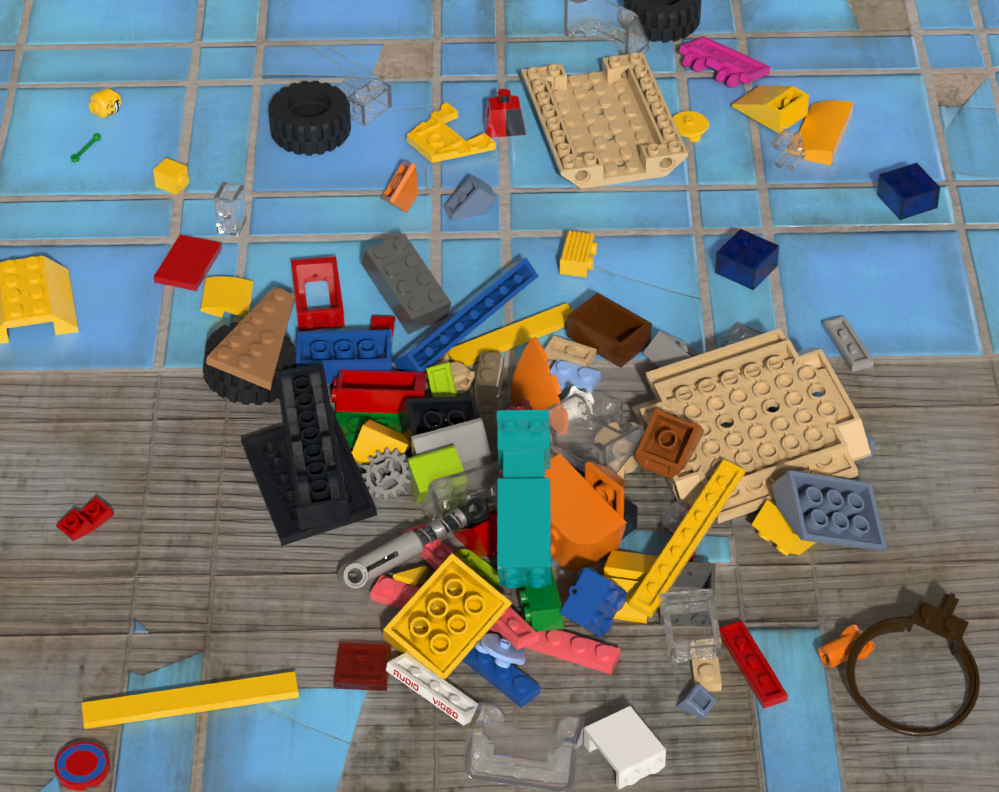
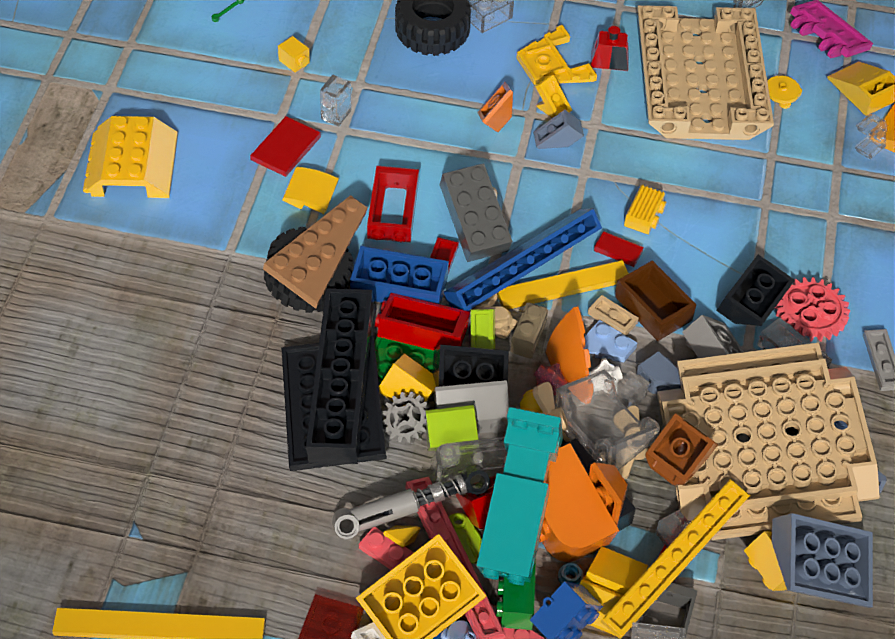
camera: 10 degrees right, 10 degrees up
(81, 523) = (115, 405): red slope -> none
(455, 168) = (552, 97): none -> yellow slope
(559, 294) = (618, 249): none -> red tile
(631, 391) = (660, 373): none -> sand blue slope
(707, 305) = (755, 293): none -> black slope
(746, 259) = (805, 247): clear blue brick -> none
(768, 309) = (814, 309): none -> coral gear

